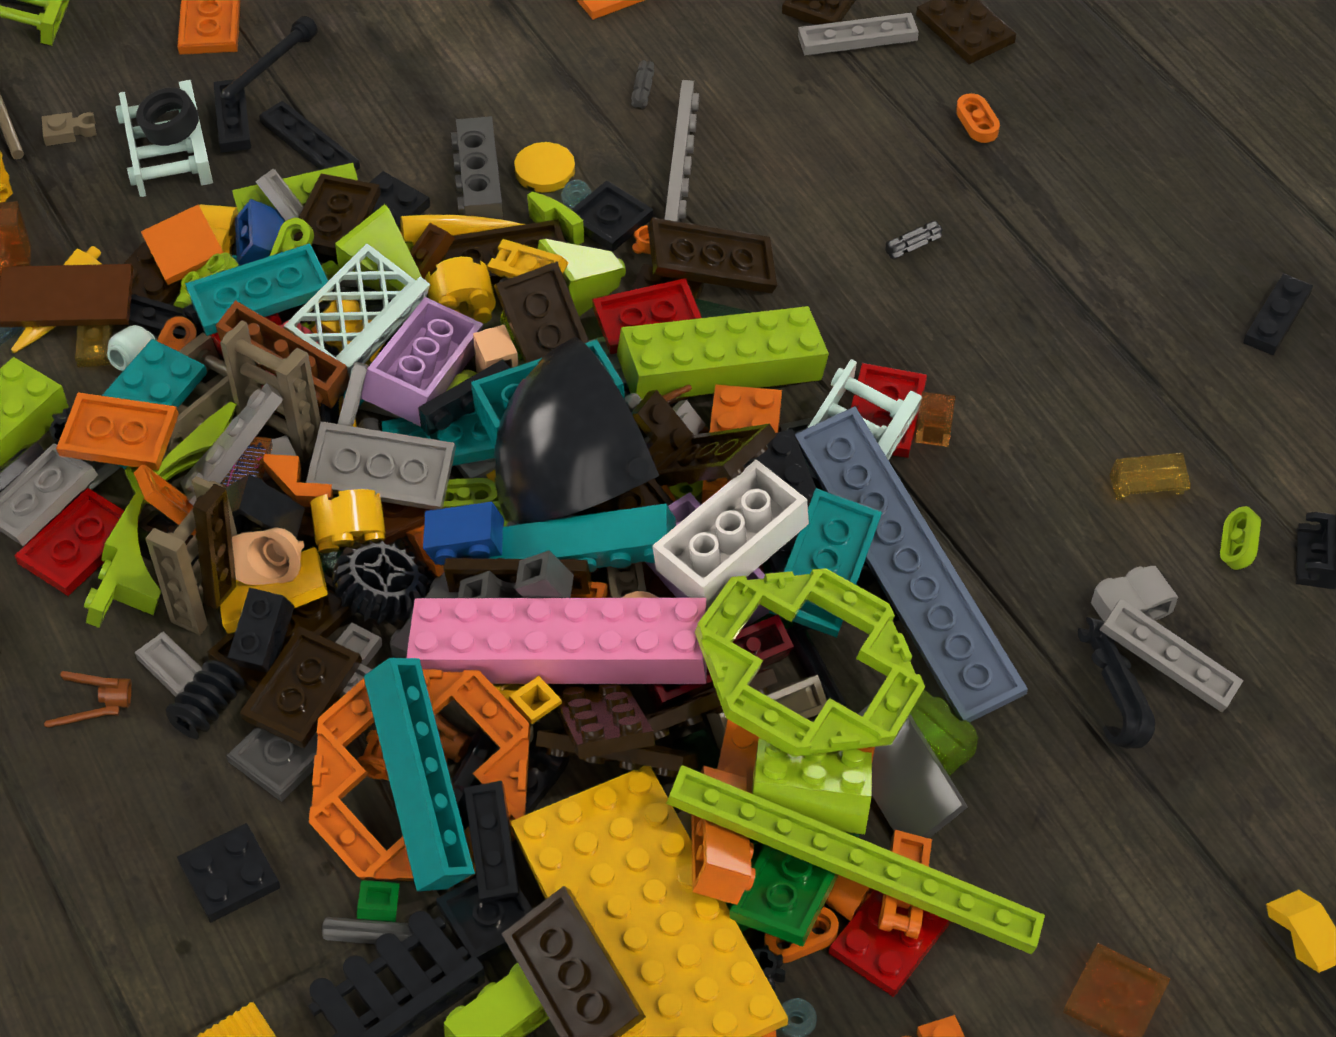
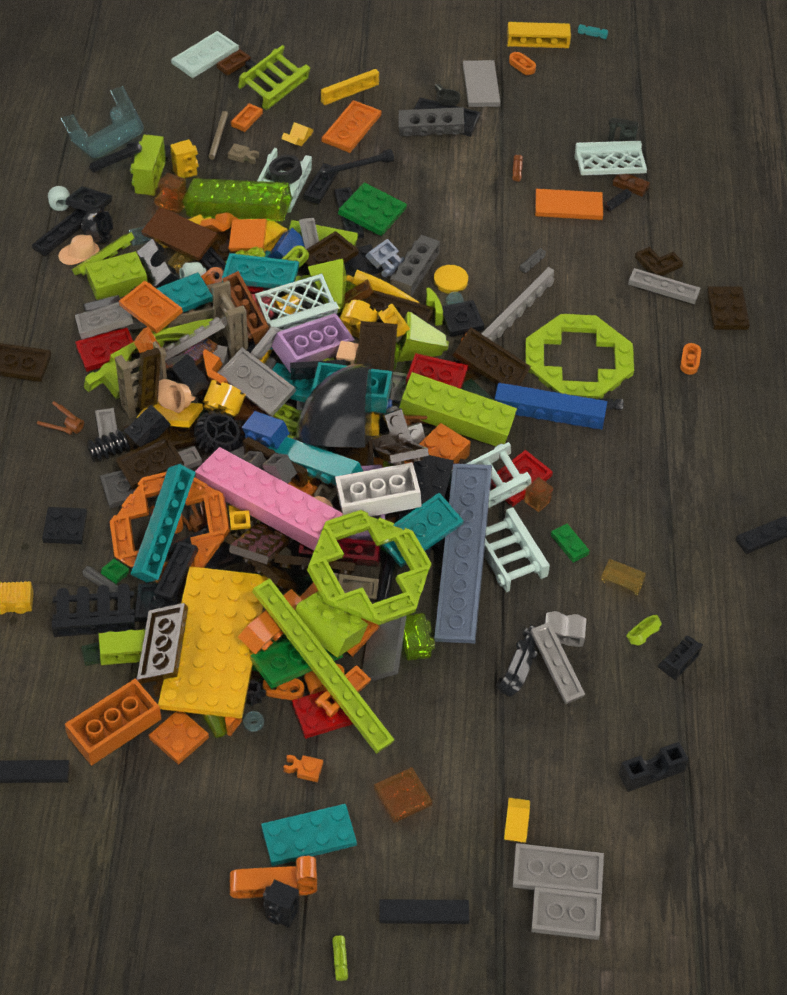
camera: 30 degrees right, 0 degrees up
(31, 68) = (246, 117): none -> orange plate
(47, 354) = (153, 259): none -> black arch
(119, 246) = (220, 223): none -> orange slope
(121, 197) = (238, 198): none -> clear neon green brick
(135, 58) = (298, 134): none -> yellow slope
(344, 117) = (372, 209): none -> green plate
(424, 179) = (382, 254): none -> sand blue plate
(834, 144) = (605, 337): none -> lime plate
(848, 278) = (553, 405): none -> blue brick
(987, 507) = (529, 550): none -> light aqua fence
(1031, 468) = (570, 543): none -> green plate

